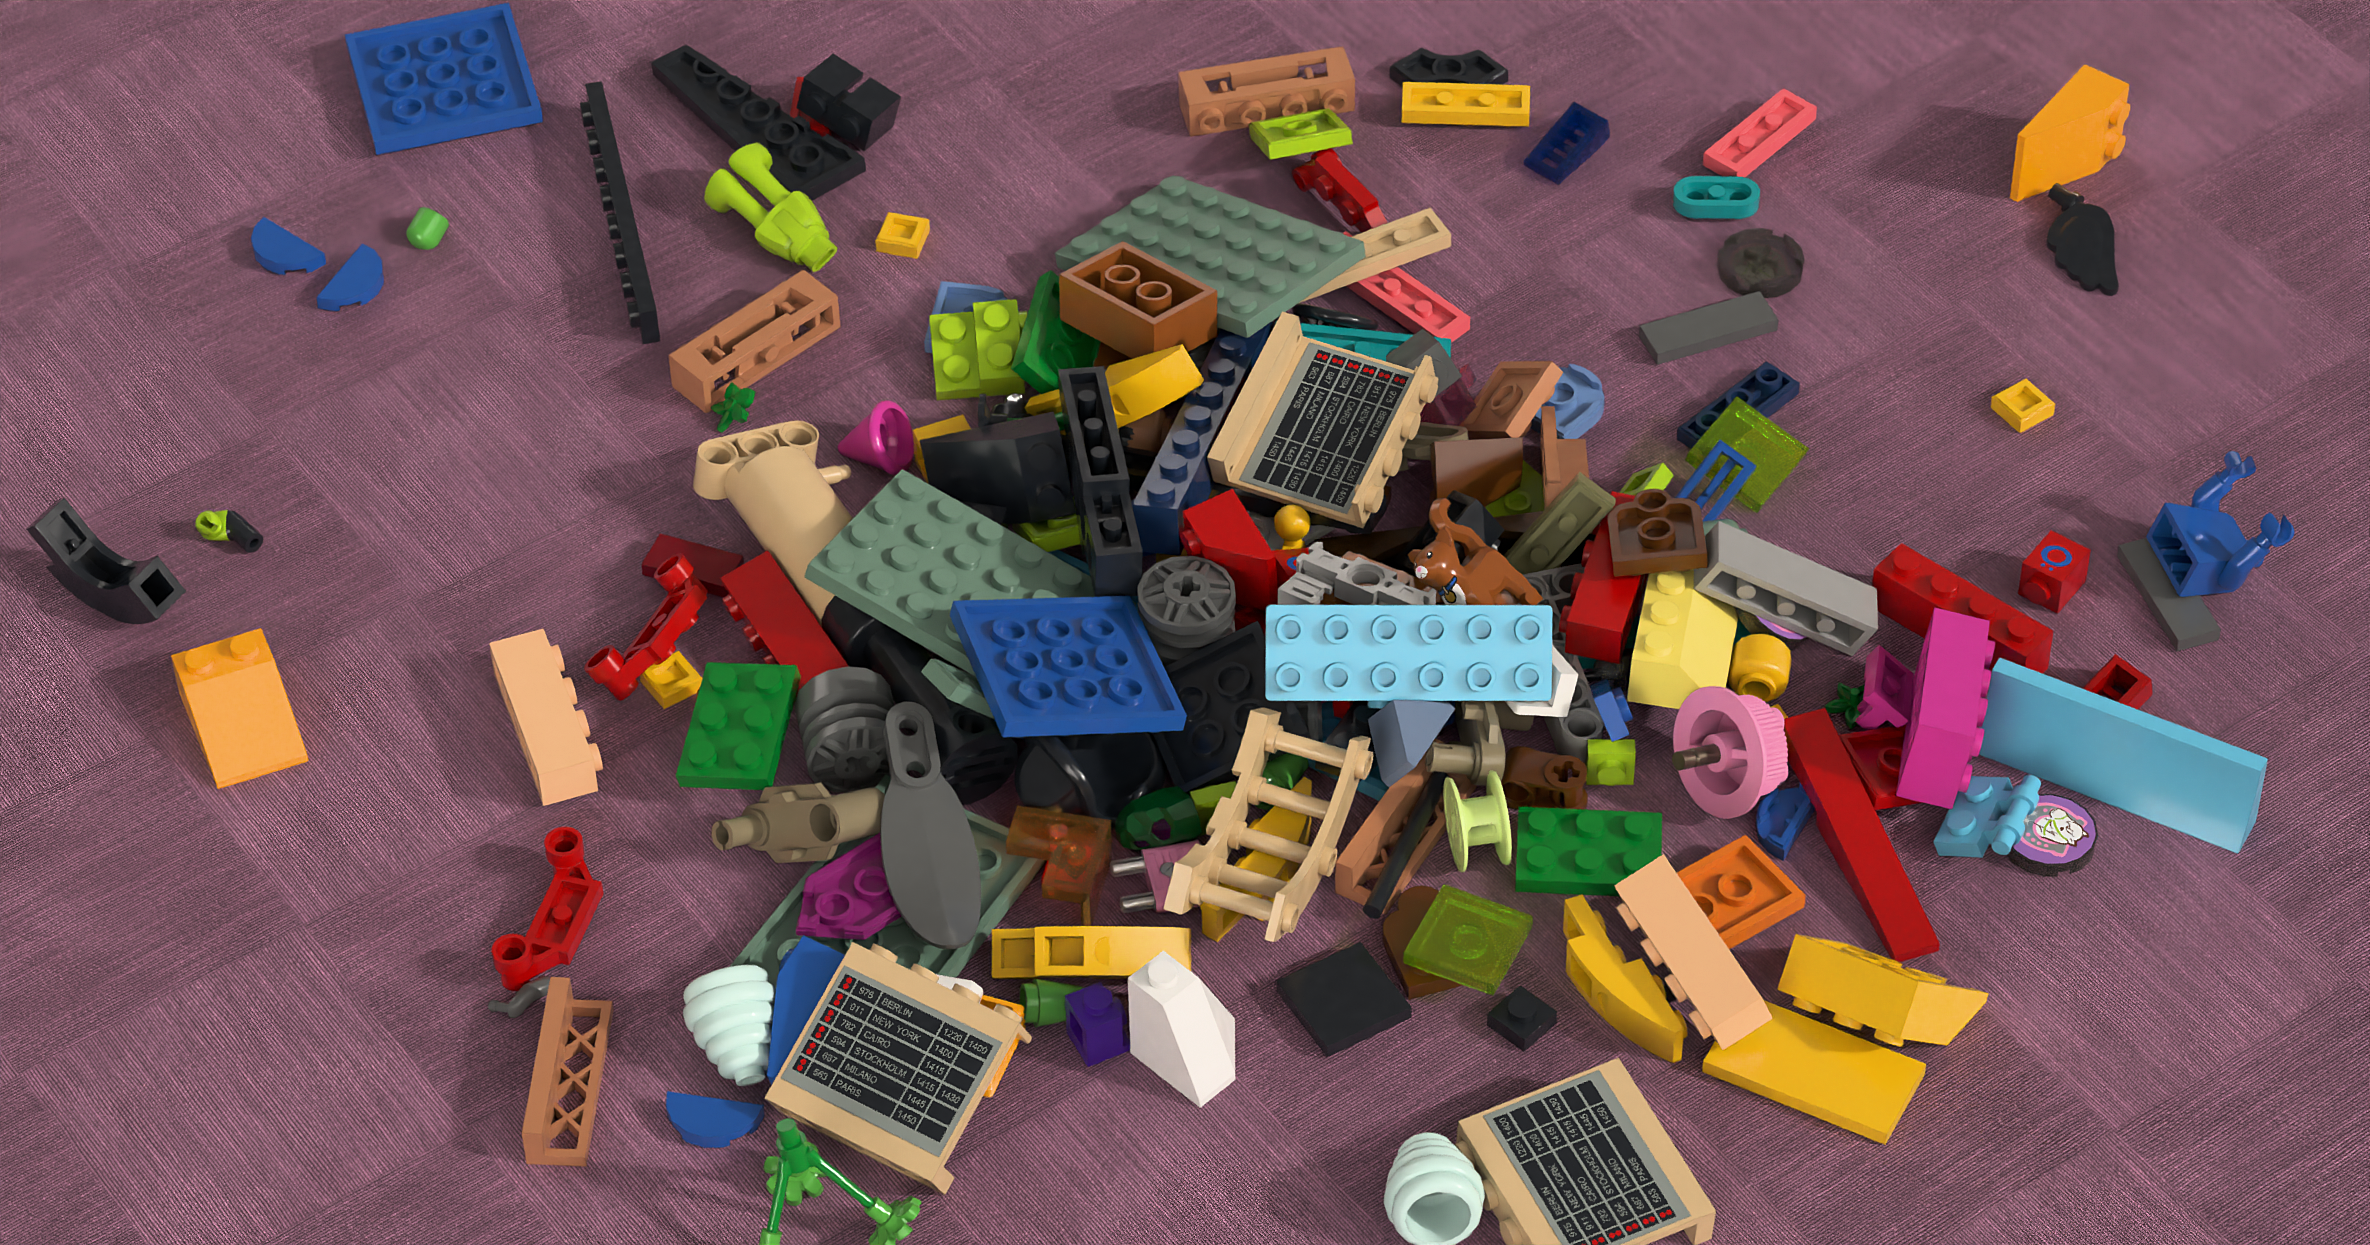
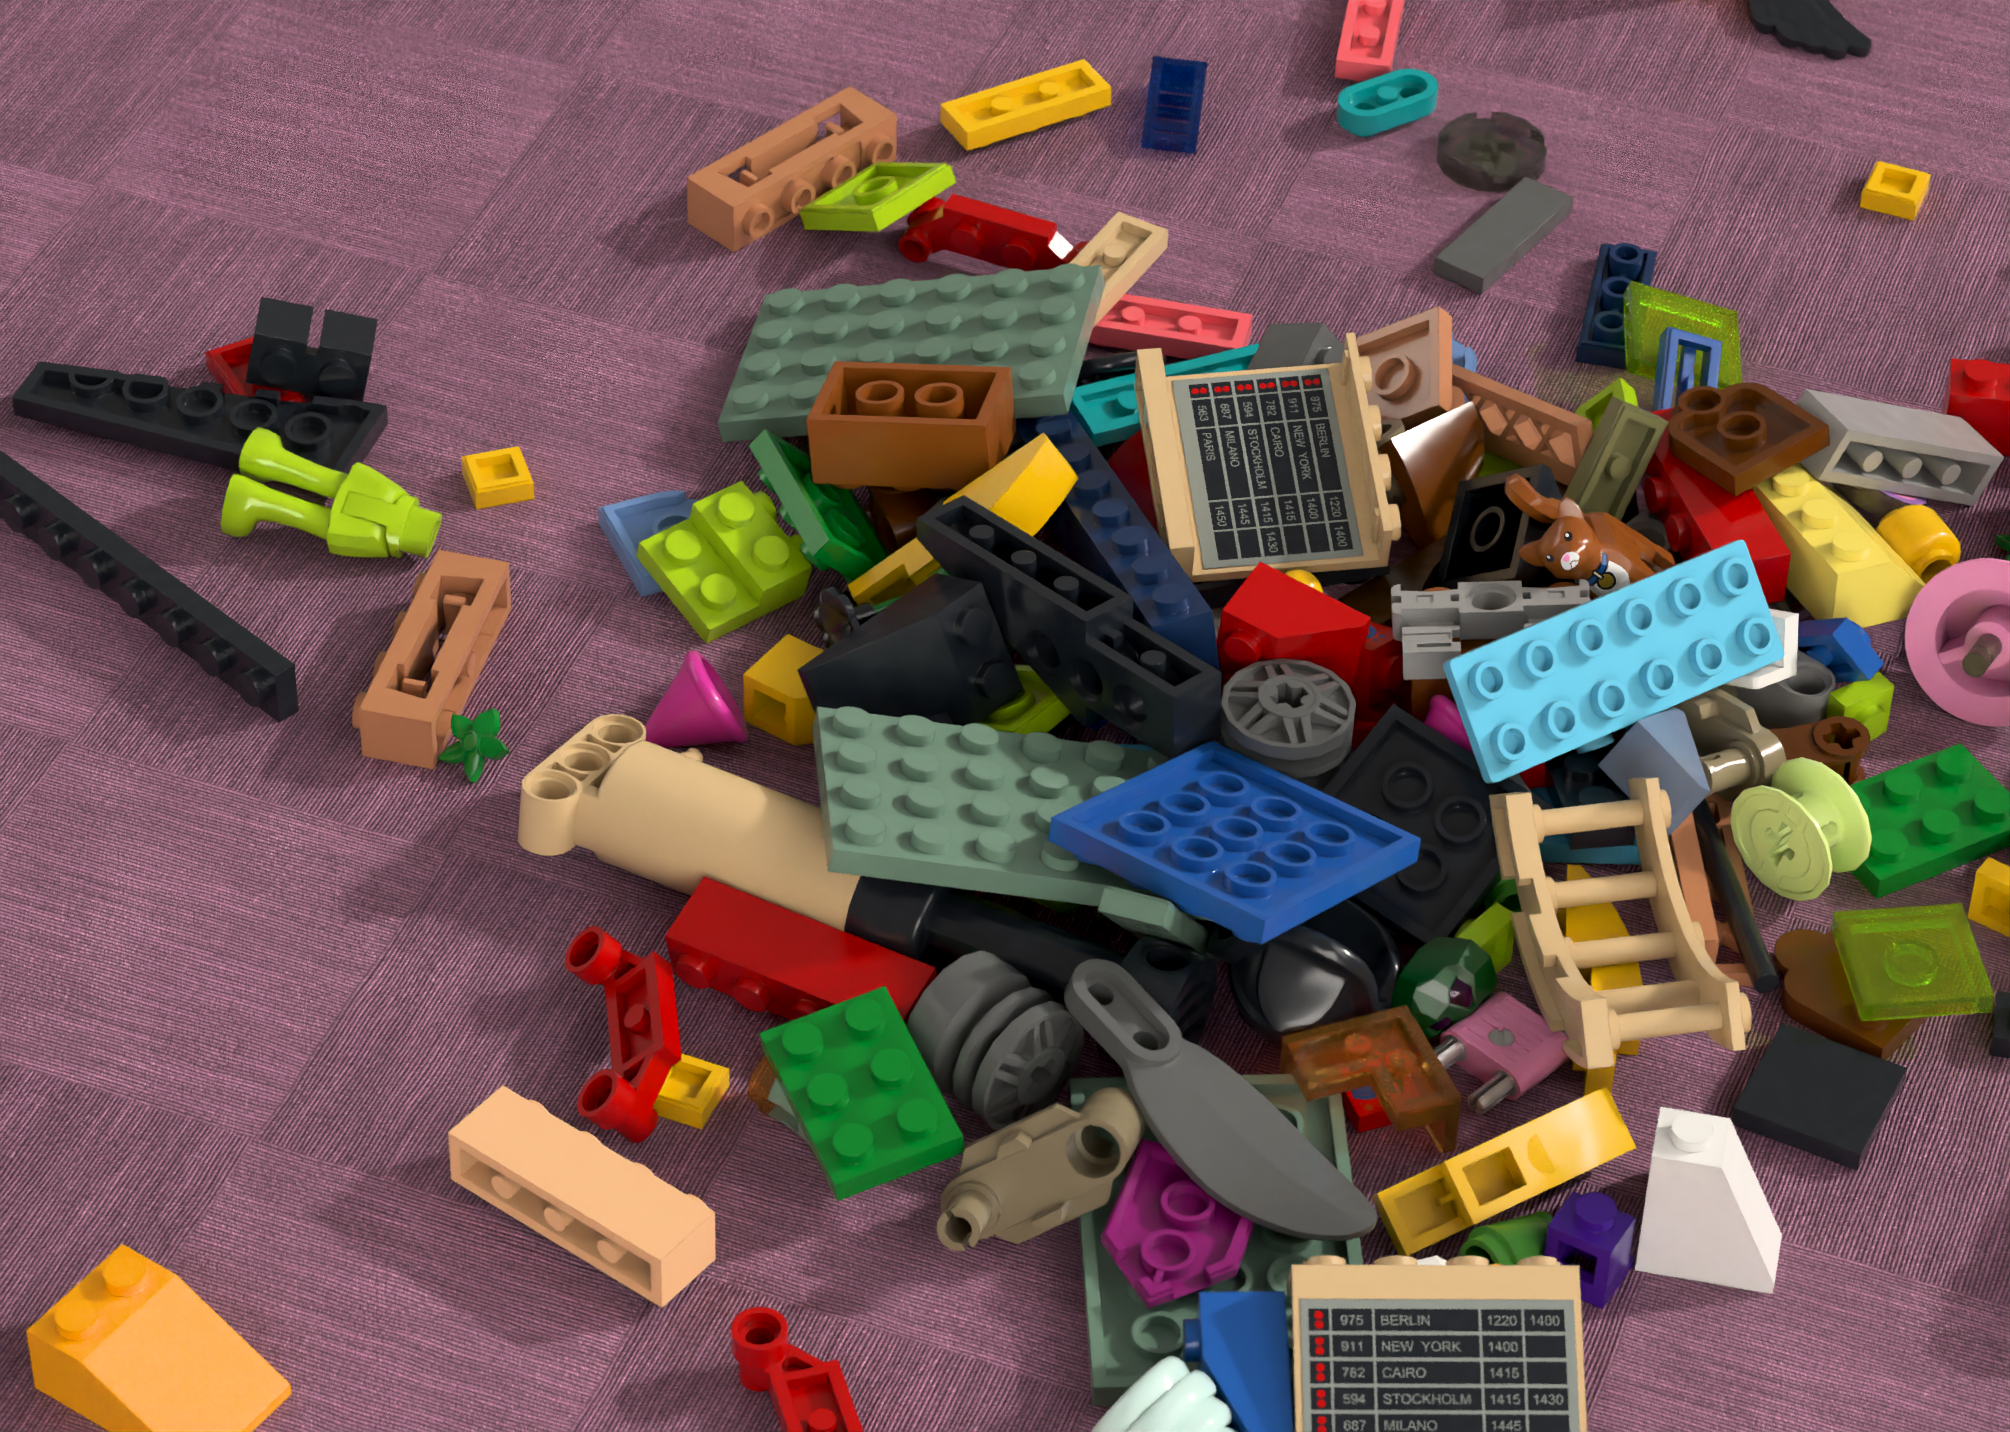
camera: 35 degrees left, 5 degrees down
(708, 562) = (547, 941): dark red tile -> none
(1437, 68) = (986, 69): black tile -> none

